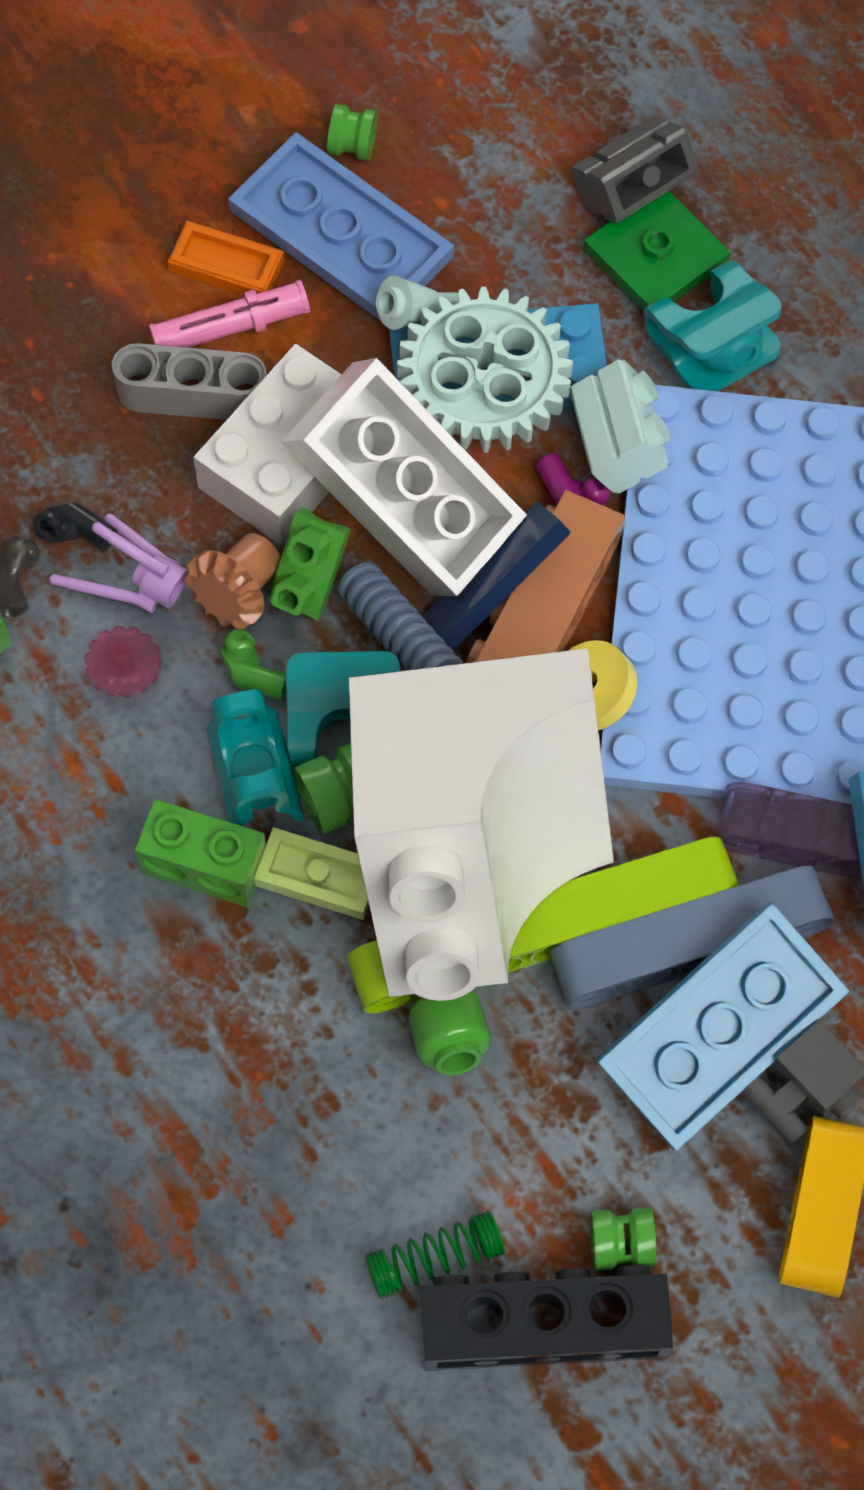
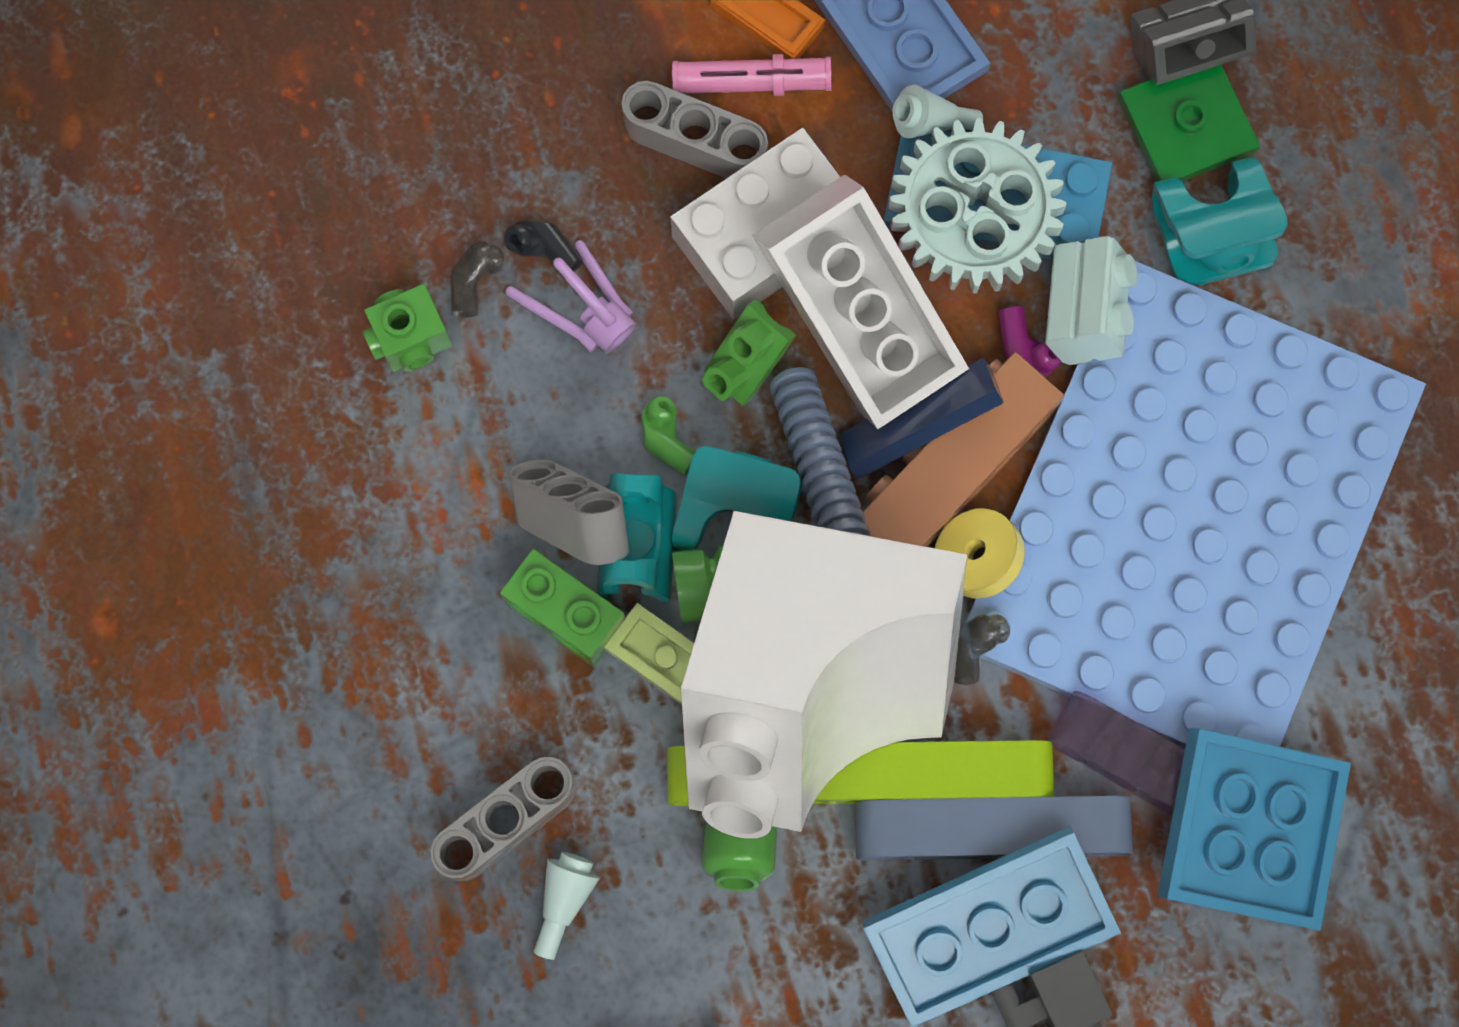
camera: 20 degrees right, 10 degrees up
(123, 661) = (550, 392): clear pink piece -> none
(180, 752) = (569, 511): none -> light grey beam
(211, 1046) = (475, 823): none -> light grey beam
(233, 581) = (673, 348): nougat gear -> none
(288, 1125) = (566, 890): none -> light aqua cone
(618, 760) = (976, 639): none -> clear smoke arm

